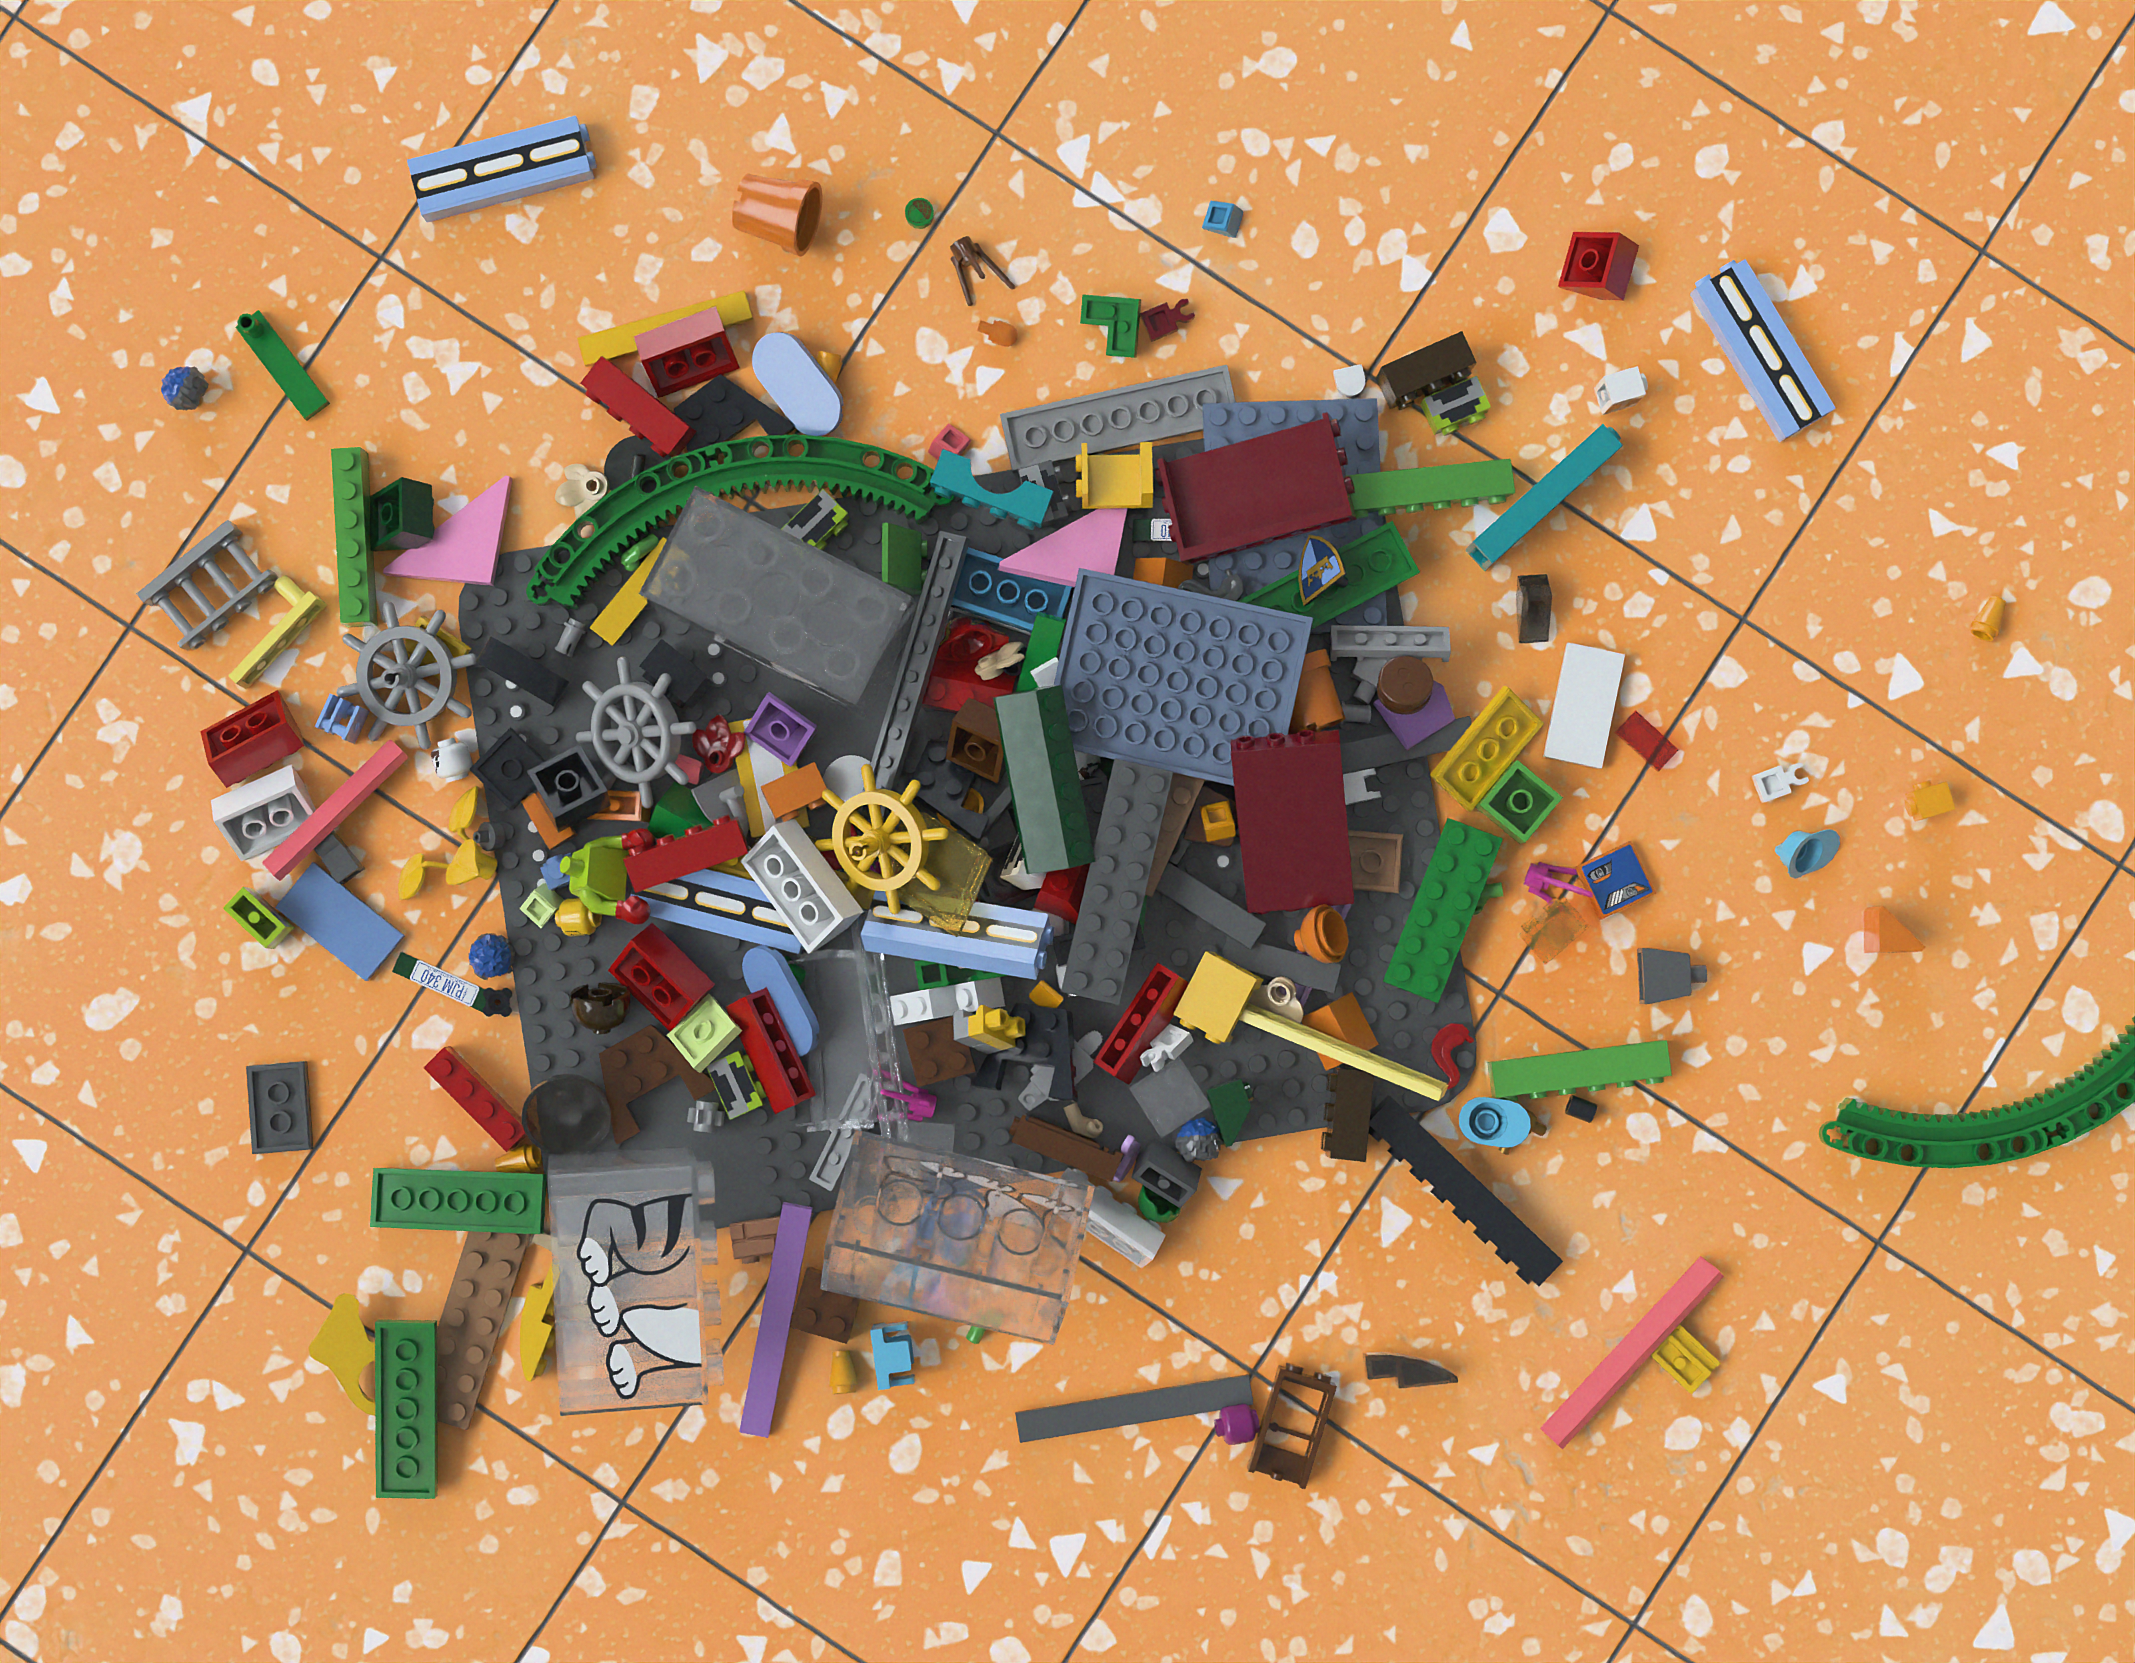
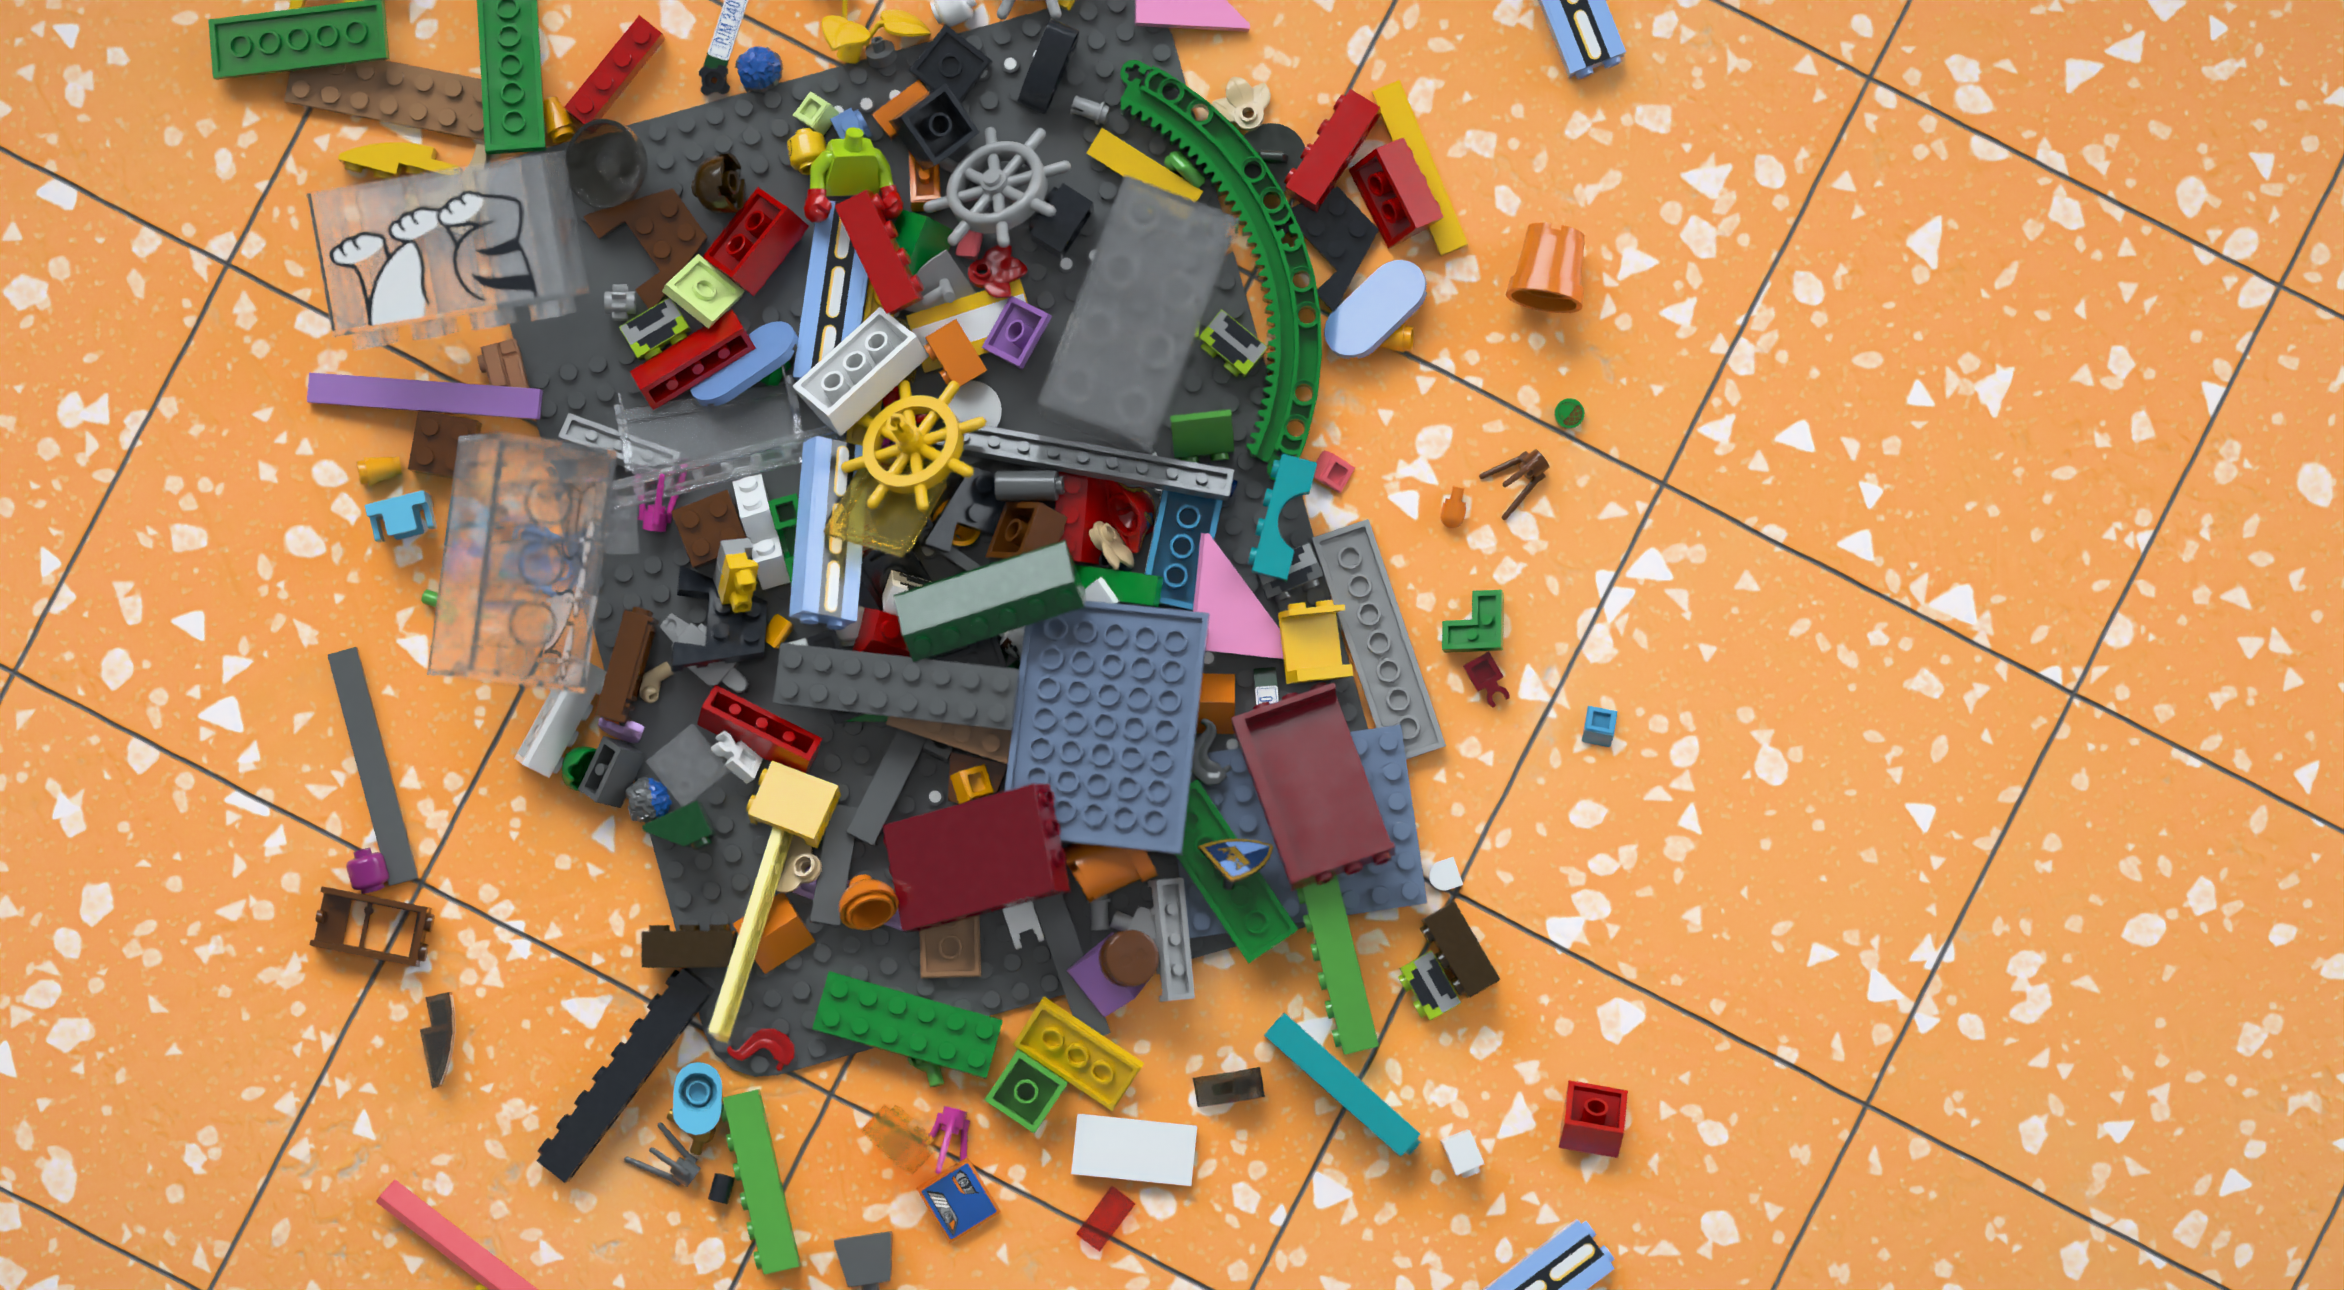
camera: 90 degrees right, 0 degrees up
(933, 732) = (1028, 485): none -> dark grey brick
(1560, 1145) = (682, 1170): none -> dark grey plant

